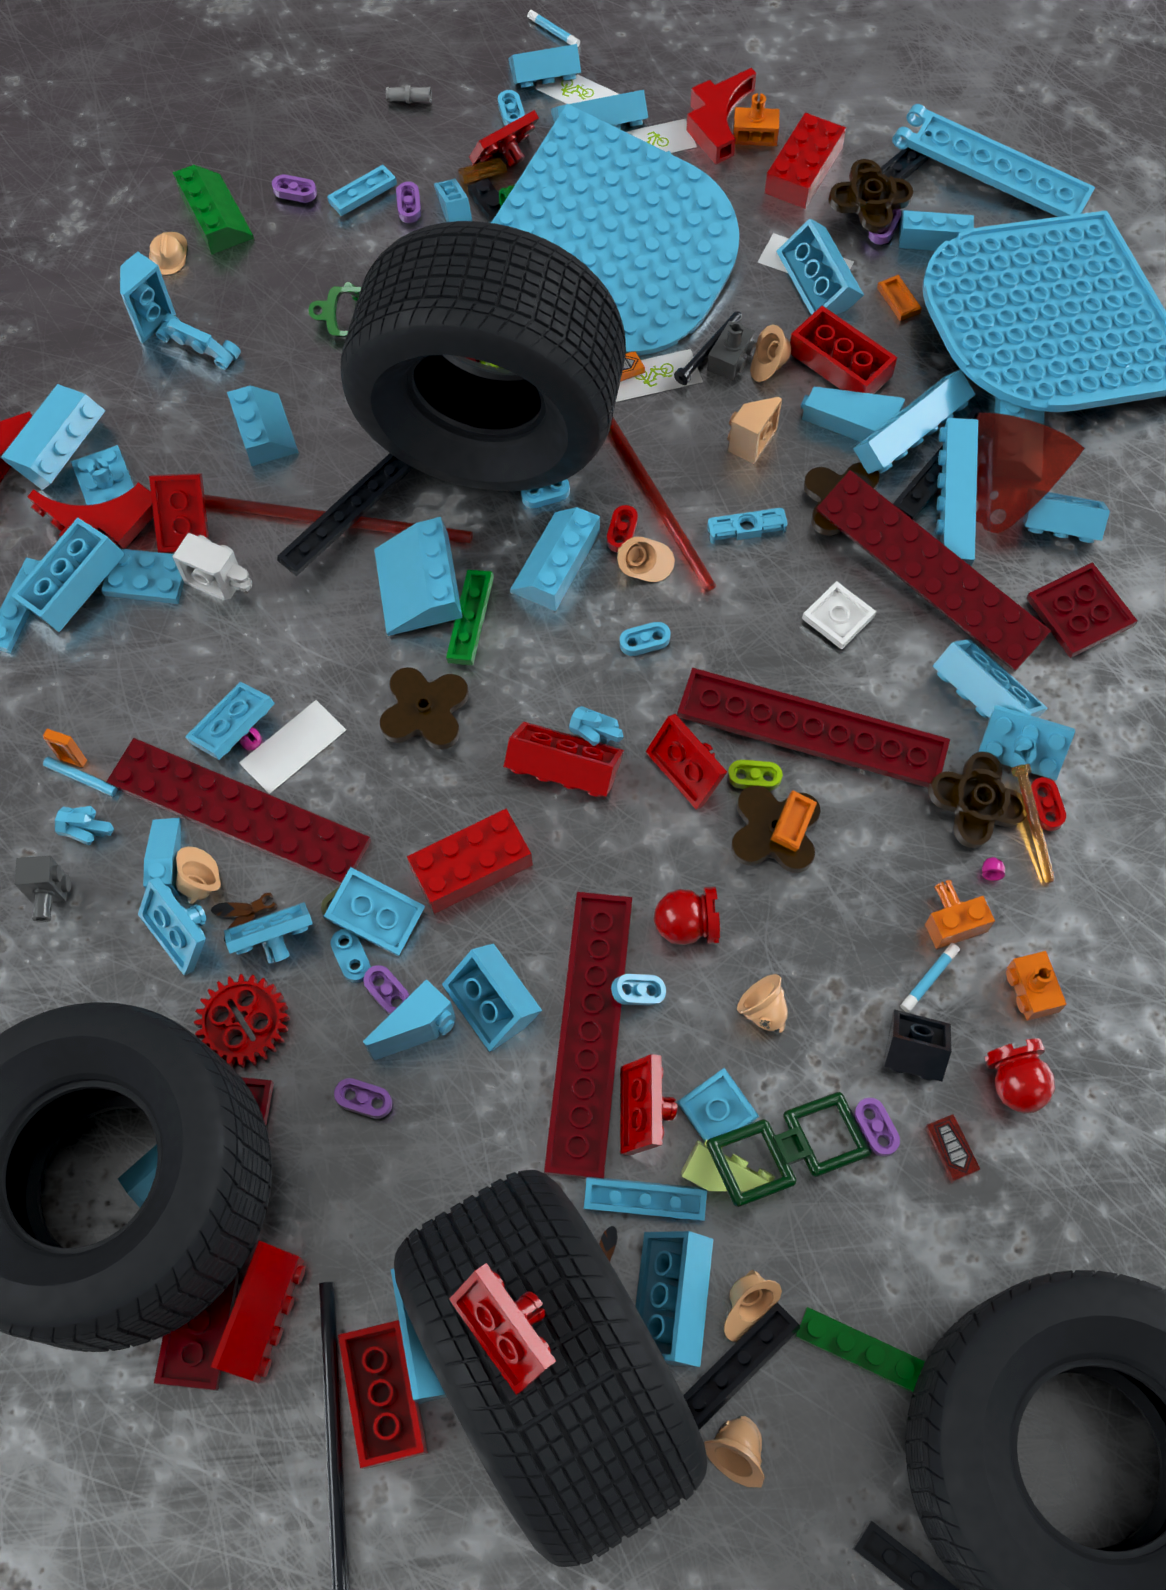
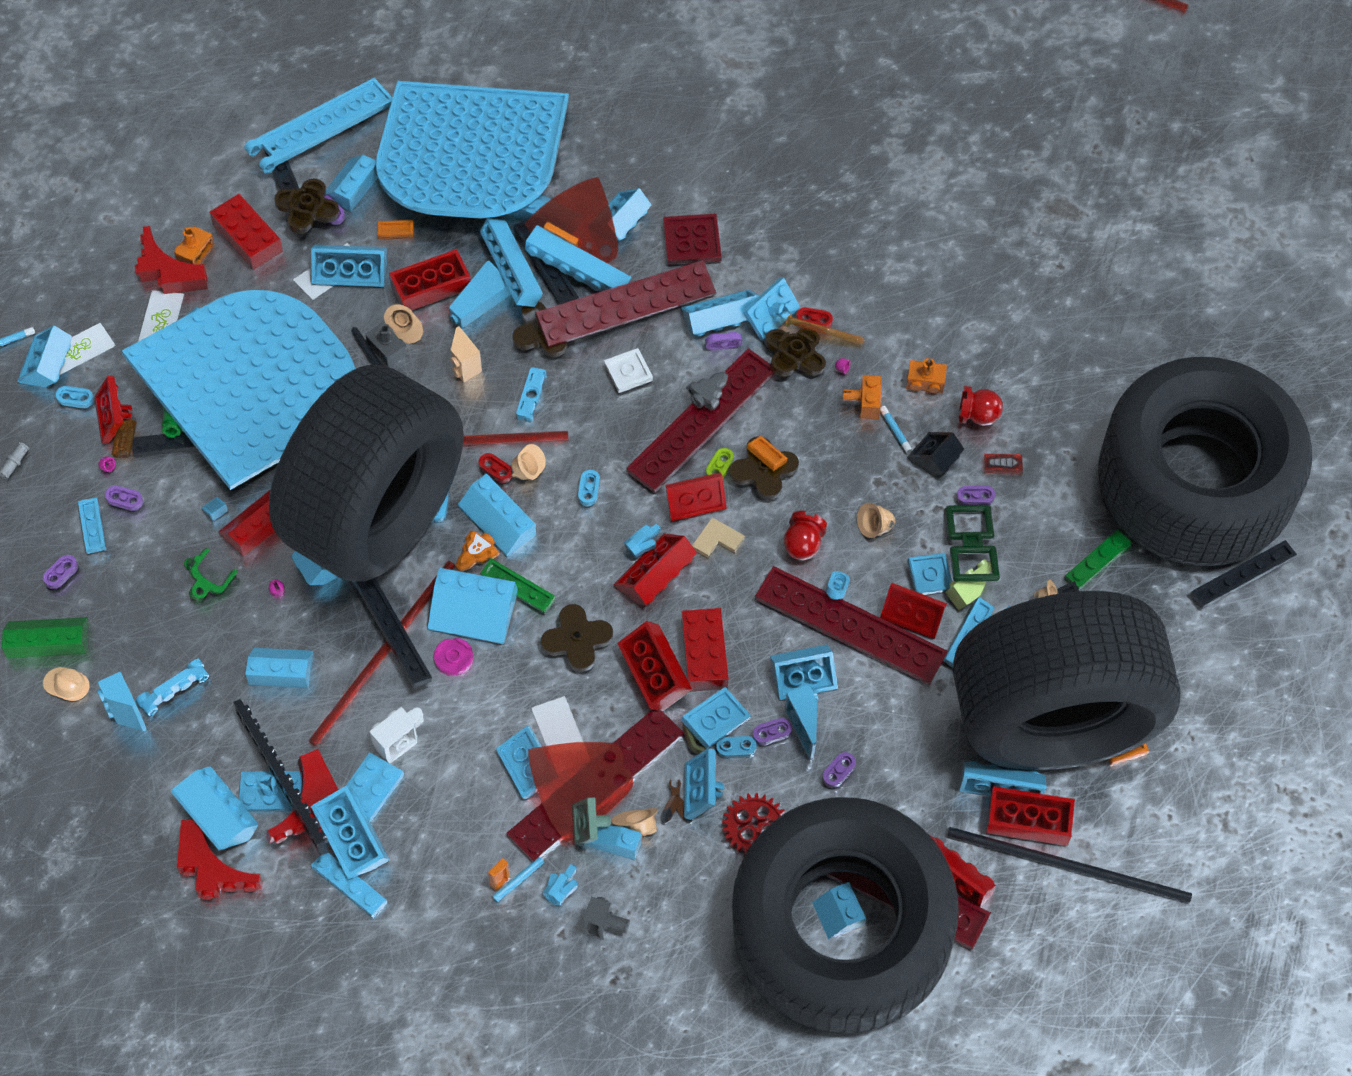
camera: 70 degrees left, 5 degrees down
(102, 476) = (284, 781): none -> black plate
(160, 813) = (587, 821): none -> sand green tile
(173, 925) = (670, 844): medium azure plate -> none
(177, 509) = (338, 739): red plate -> none
(208, 781) = (570, 774): none -> clear red piece
(349, 590) = (453, 656): none -> dark pink tile
(414, 808) = (654, 666): none -> red brick
(438, 171) = (107, 460): none -> dark pink hinge
(453, 201) = (147, 467): medium azure slope -> none
(498, 554) = (476, 550): none -> orange rock
(504, 1327) = (1071, 641): red plate -> none
(613, 109) = (117, 333): medium azure slope -> none
(652, 812) = (715, 534): none -> tan tile
(853, 714) = (707, 391): none -> dark grey rock
(942, 703) = (723, 341): none -> medium lavender plate
(982, 456) = (561, 233): none -> orange tile

